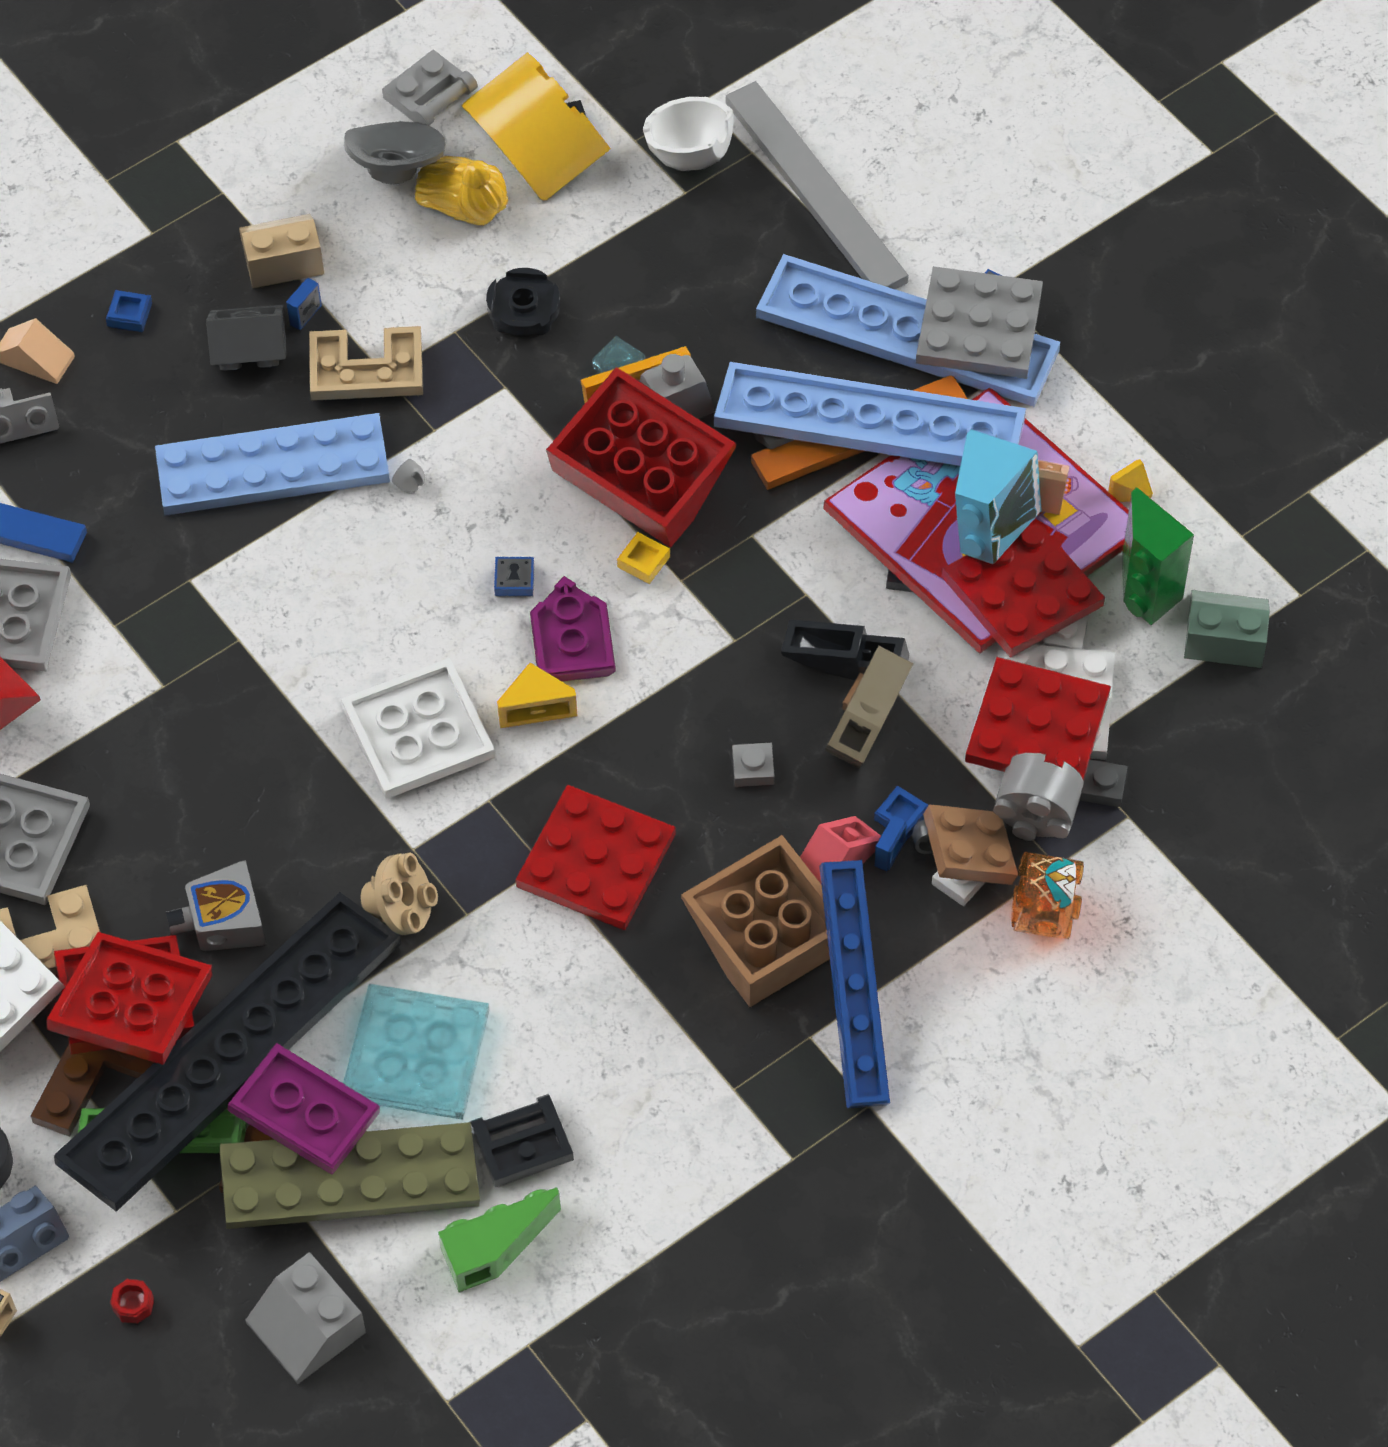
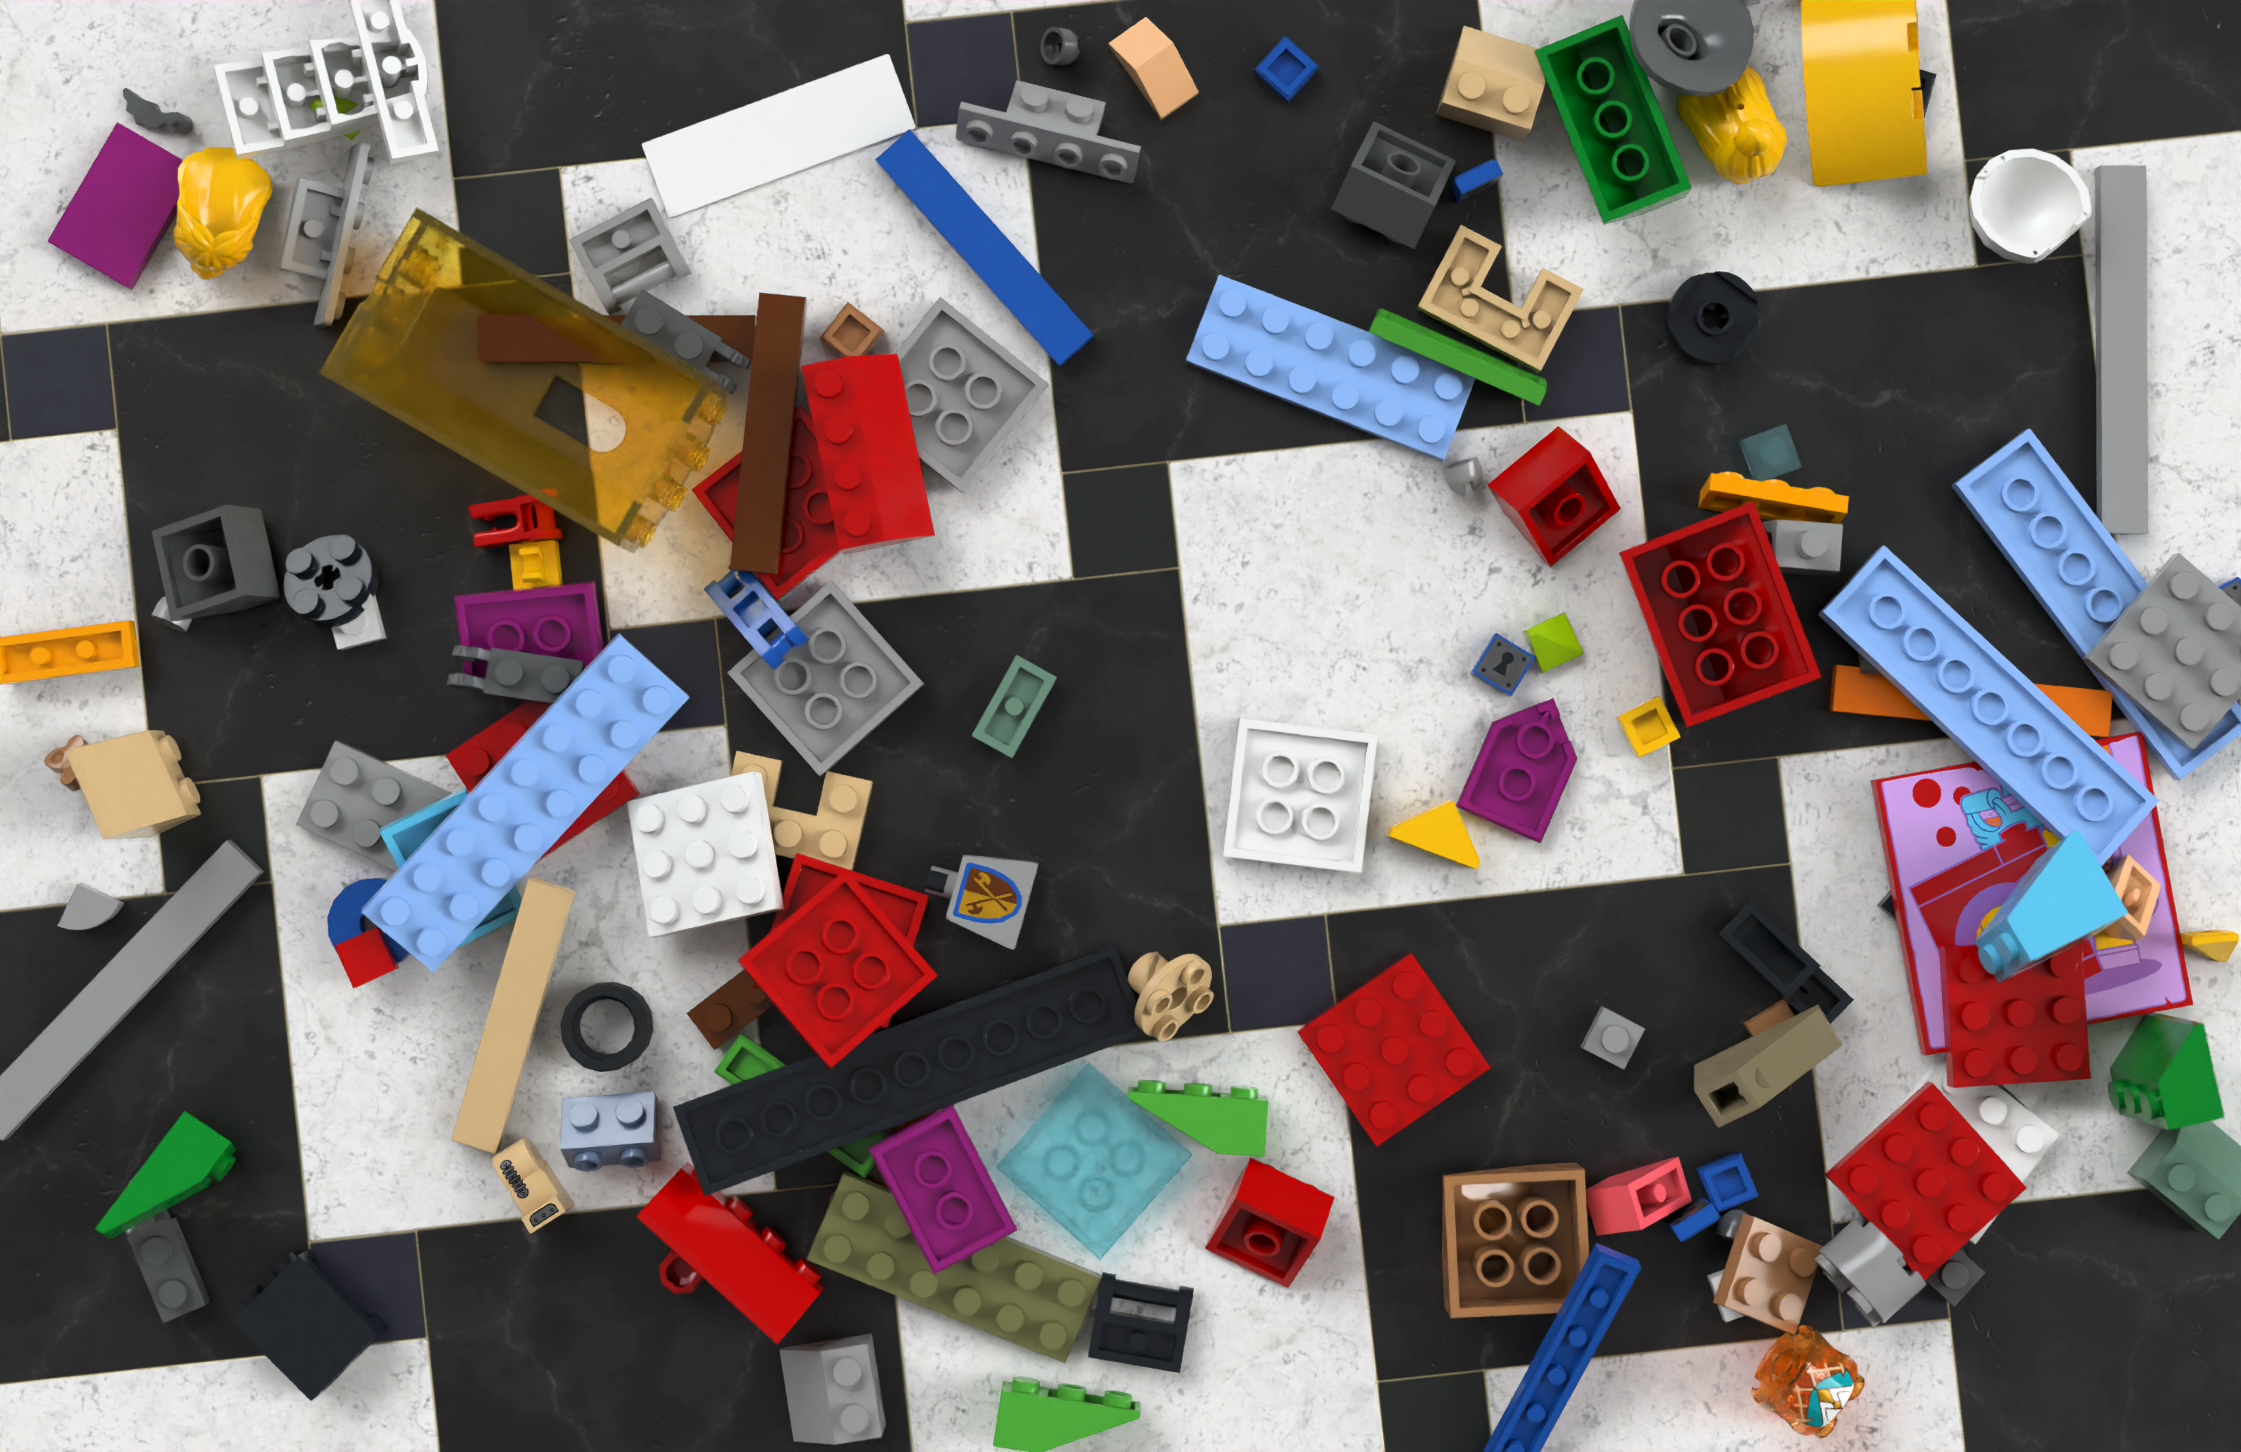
camera: 25 degrees right, 30 degrees up
(163, 1256) = (733, 1252): none -> red slope
(167, 781) = (1014, 706): none -> sand green plate
(342, 407) = (1459, 356): none -> bright green tile
(379, 217) = (1613, 122): none -> green slope
(482, 453) = (1555, 495): none -> red slope
(483, 969) = (1219, 1121): none -> bright green slope
(540, 544) = (1553, 642): none -> lime slope
(577, 1016) = (1270, 1223): none -> red slope

